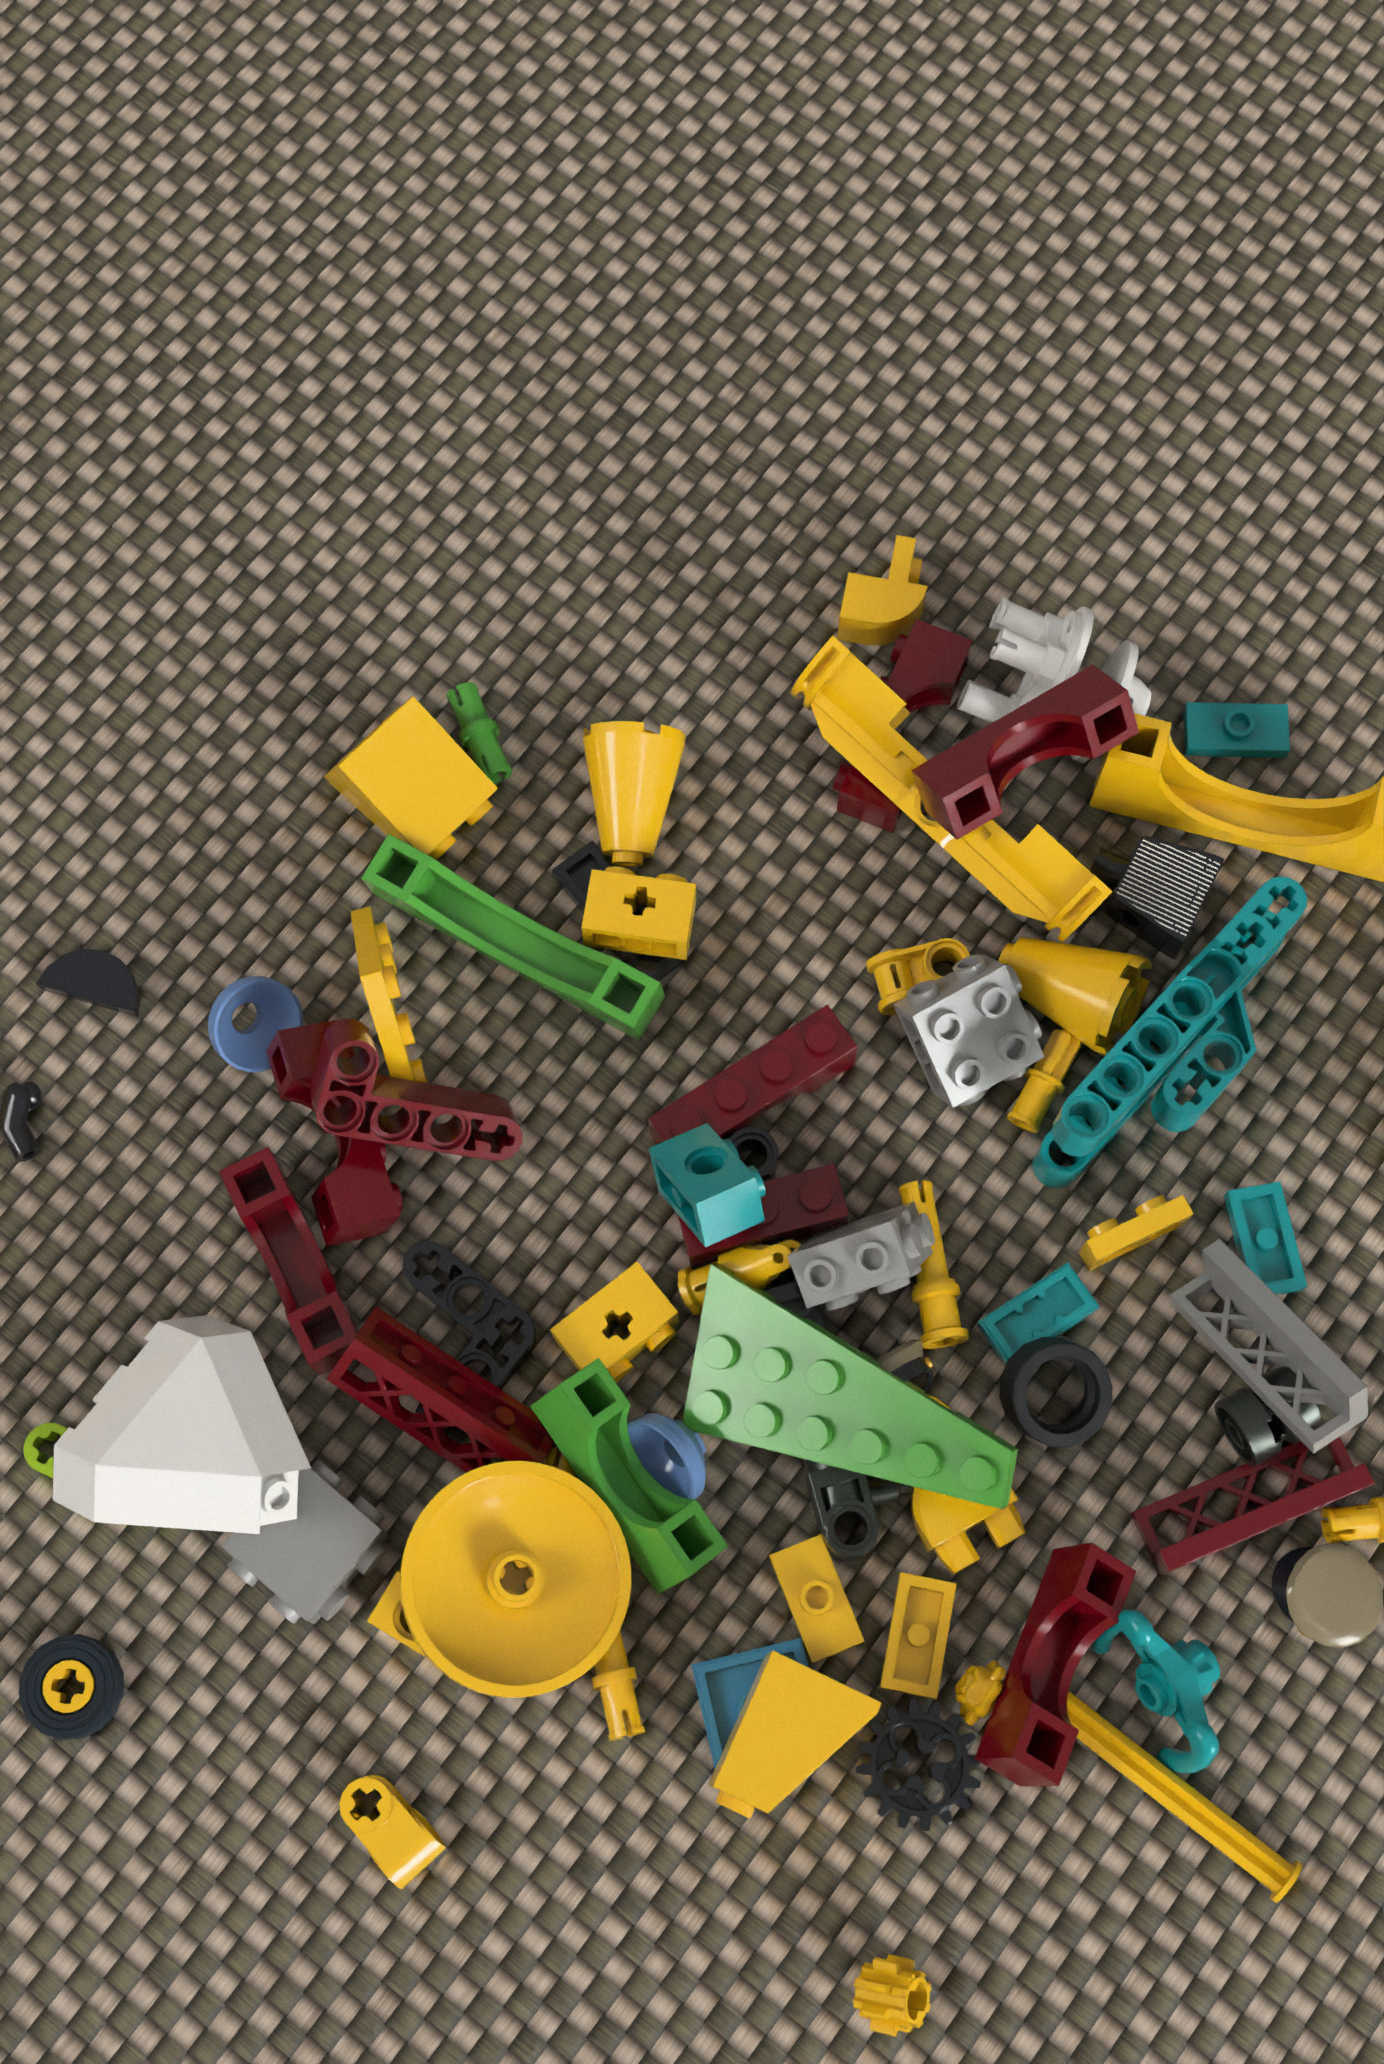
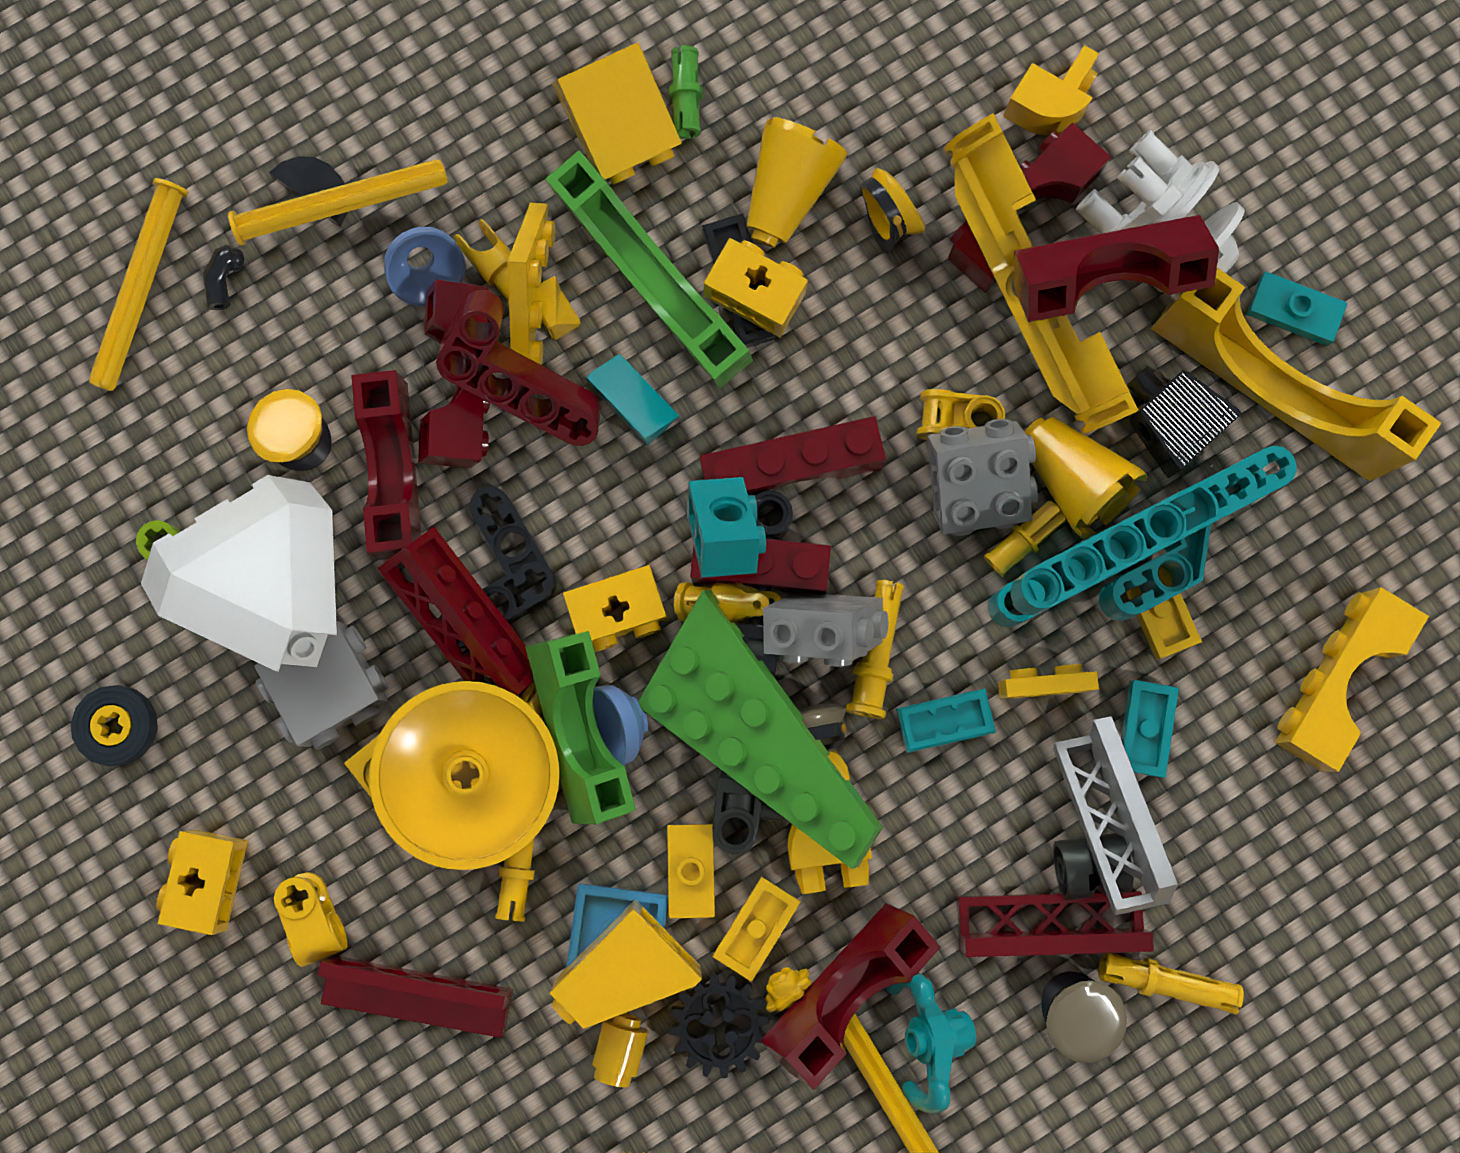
camera: 20 degrees right, 10 degrees up
(128, 986) = (337, 200): none -> yellow axle
(162, 1264) = (289, 430): none -> yellow piece
(264, 1856) = (219, 863): none -> yellow brick
(336, 995) = (490, 263): none -> yellow piece
(428, 1025) = (557, 314): none -> yellow slope
(544, 1087) = (632, 398): none -> teal slope
(548, 1874) = (415, 996): none -> dark red fence
(754, 780) = (889, 210): none -> piece
(814, 1841) = (619, 1050): none -> yellow brick
(1092, 1410) = (947, 816): black tyre -> none
(1237, 1115) = (1168, 624): none -> yellow plate

